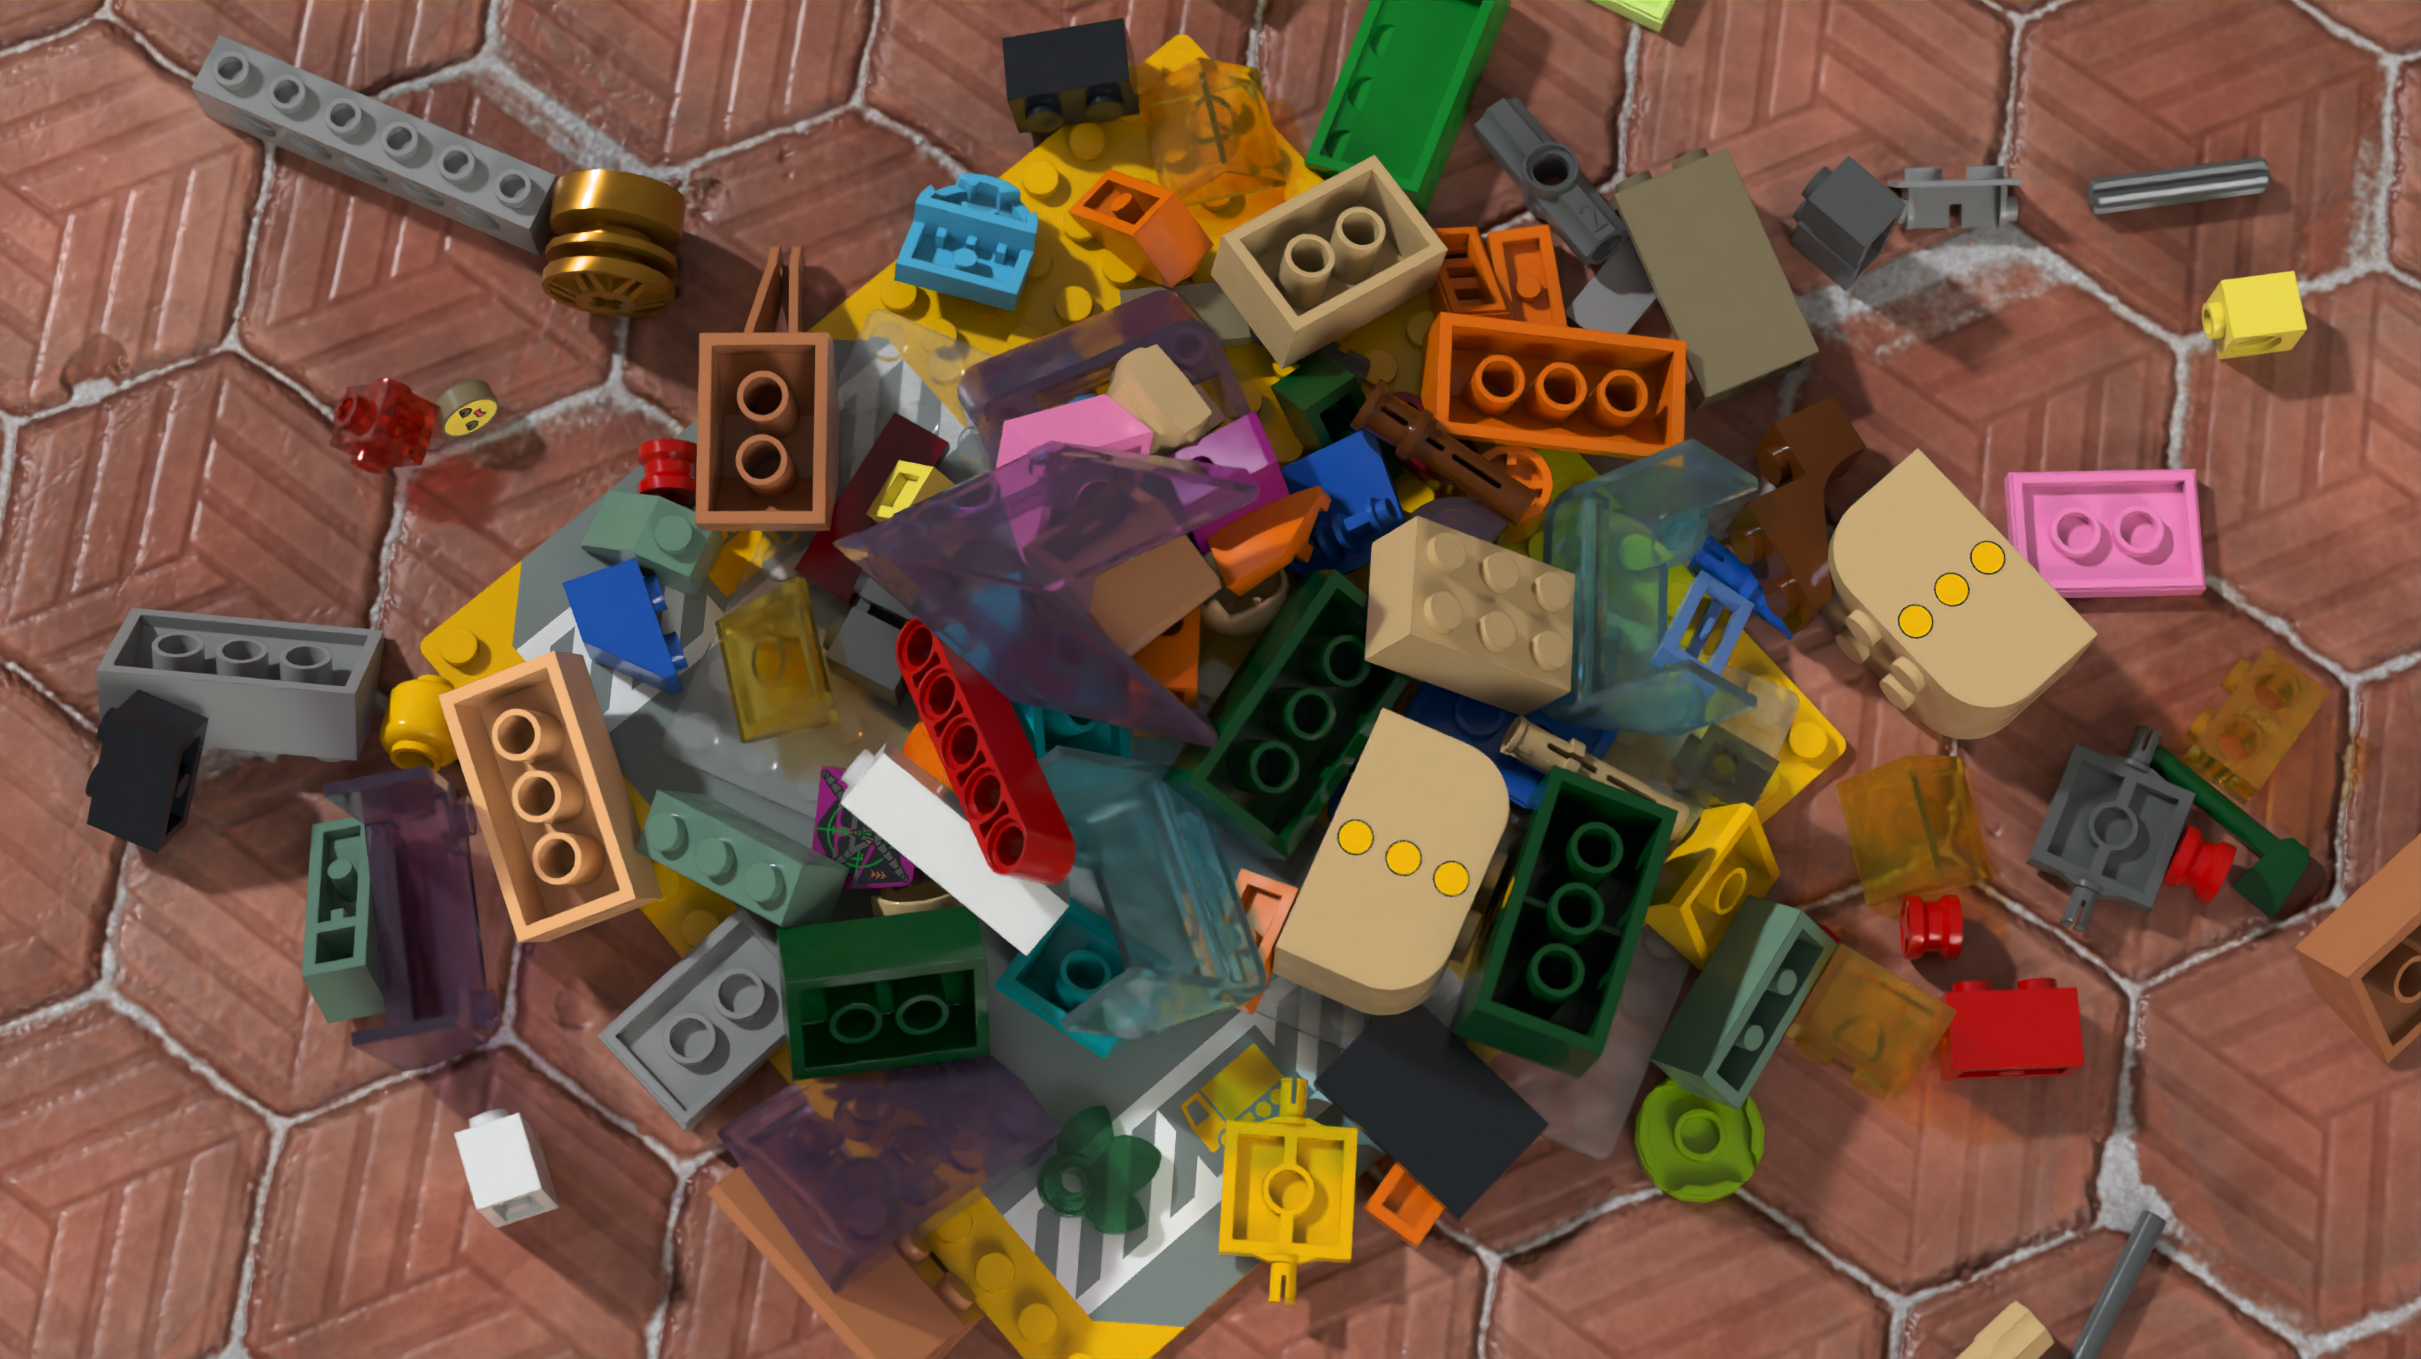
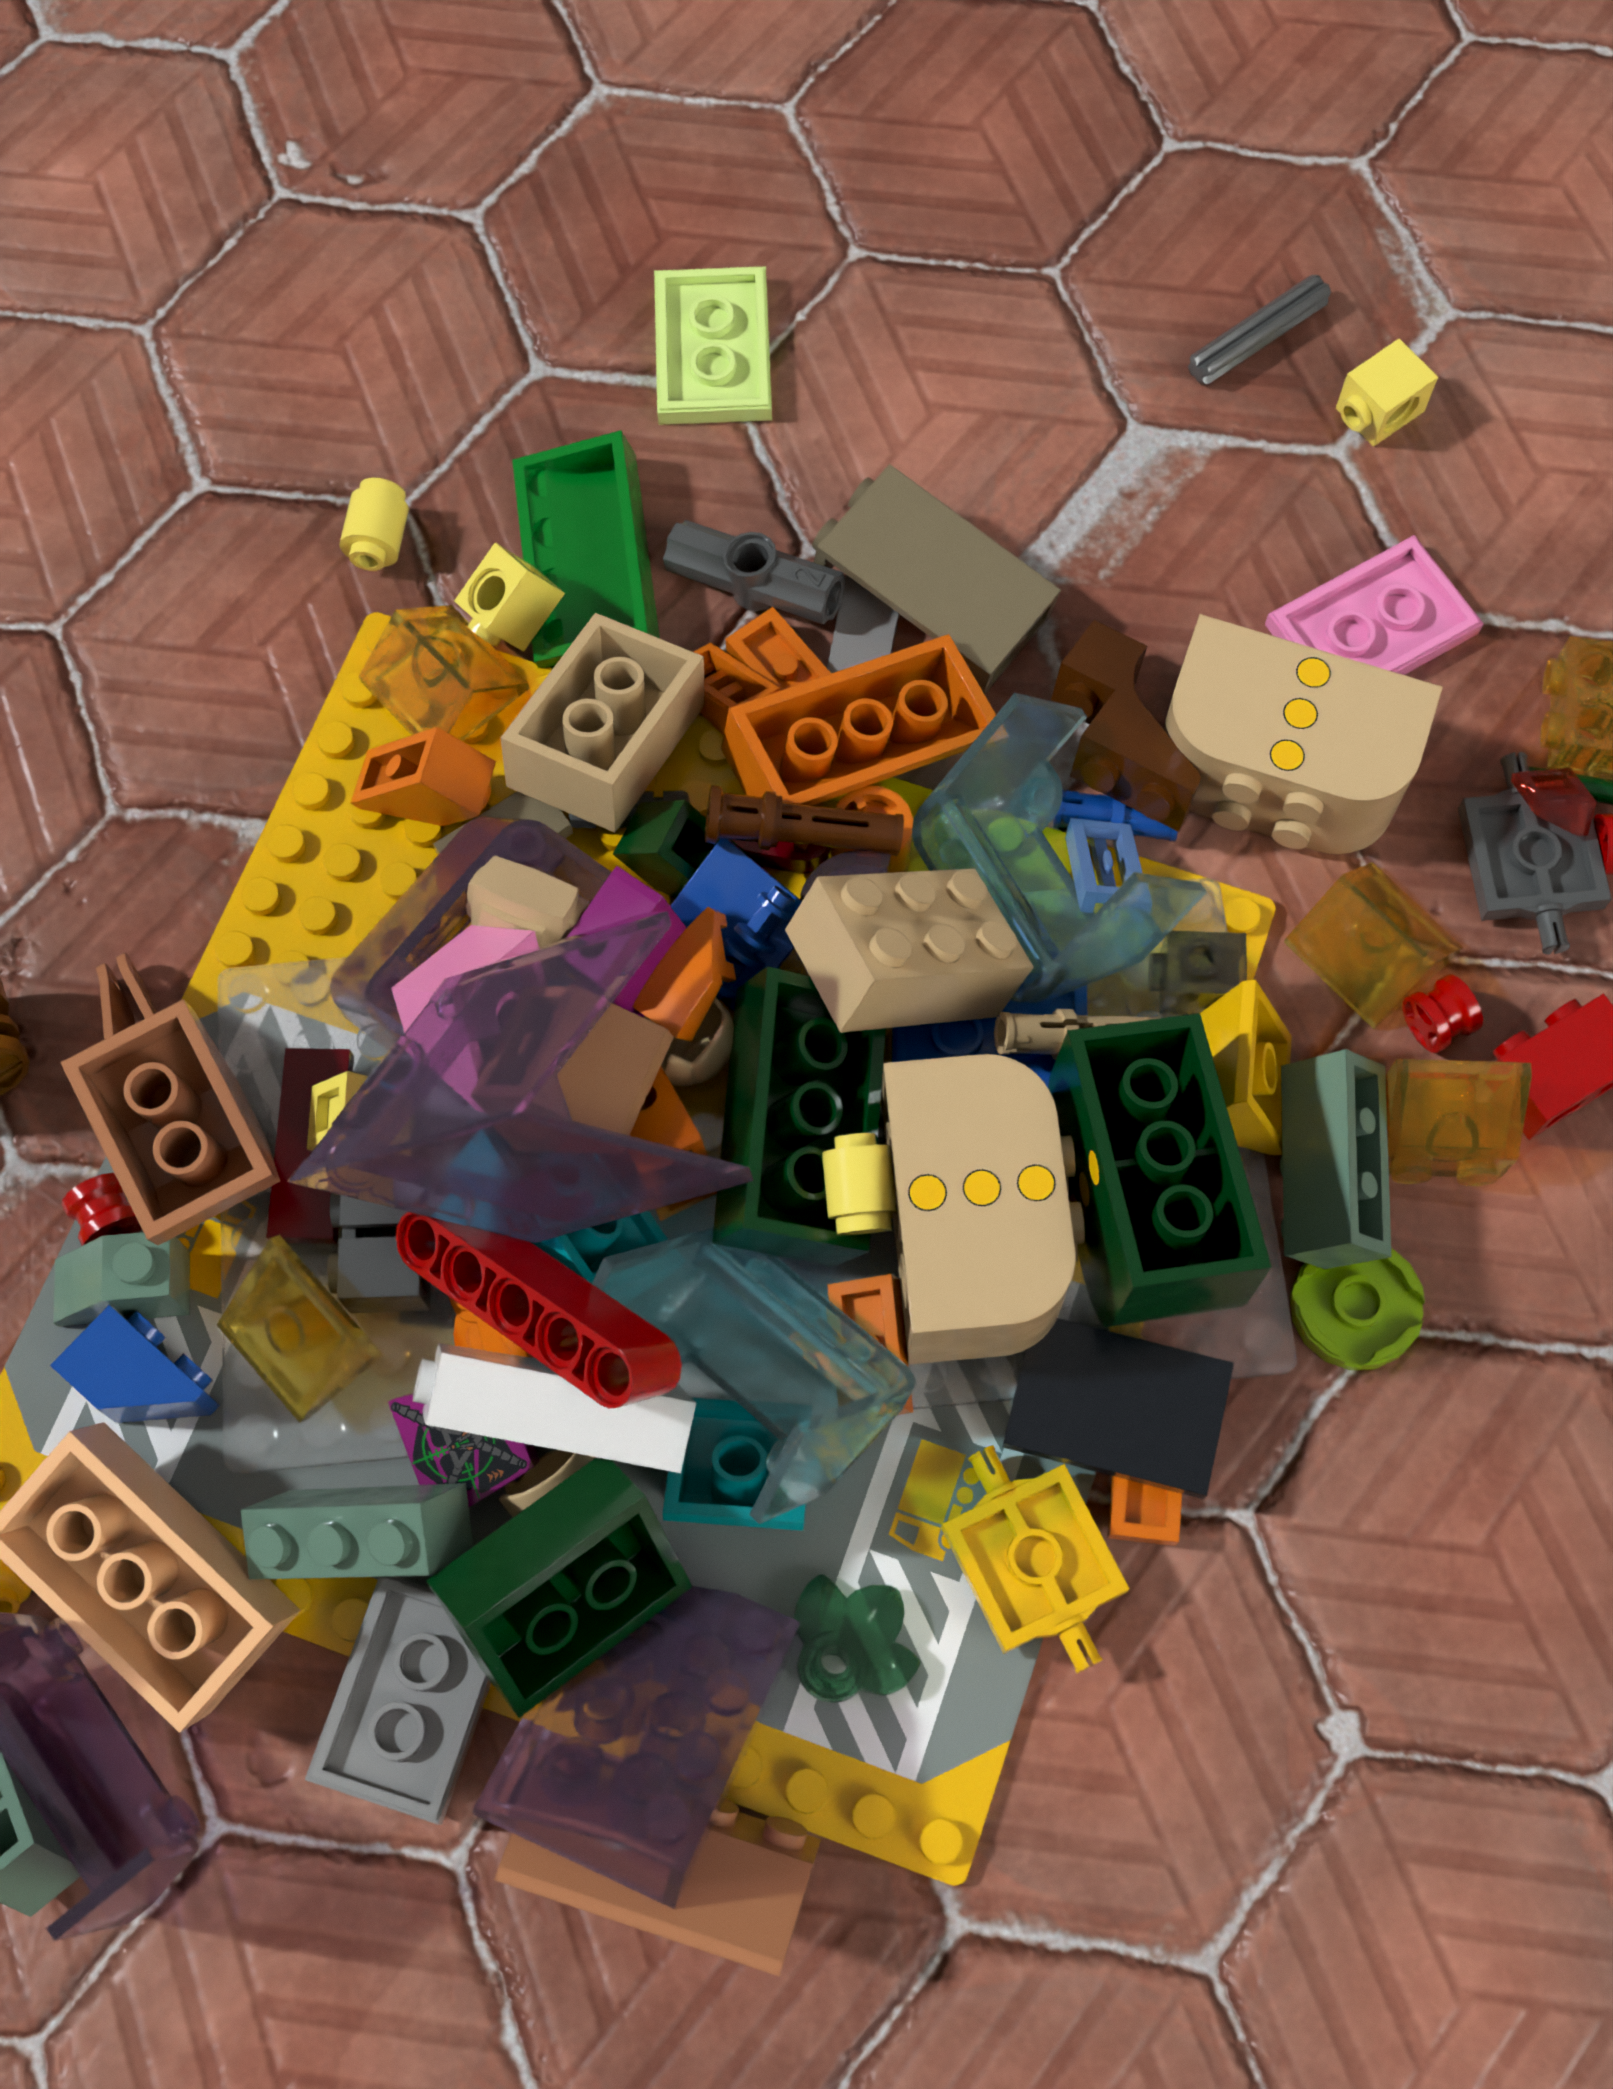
camera: 25 degrees left, 5 degrees down
(505, 1167) = (279, 1965): white brick -> none
(970, 242) = (276, 869): medium azure slope -> none
(1070, 76) = (290, 688): black brick -> none
(1307, 798) = (859, 1184): none -> light yellow brick
(1310, 91) = (508, 599): none -> light yellow brick
(1845, 221) = (1018, 477): dark grey piece -> none
(1979, 195) = (1109, 411): light grey hinge -> none
(2155, 789) = (1557, 798): none -> clear red slope

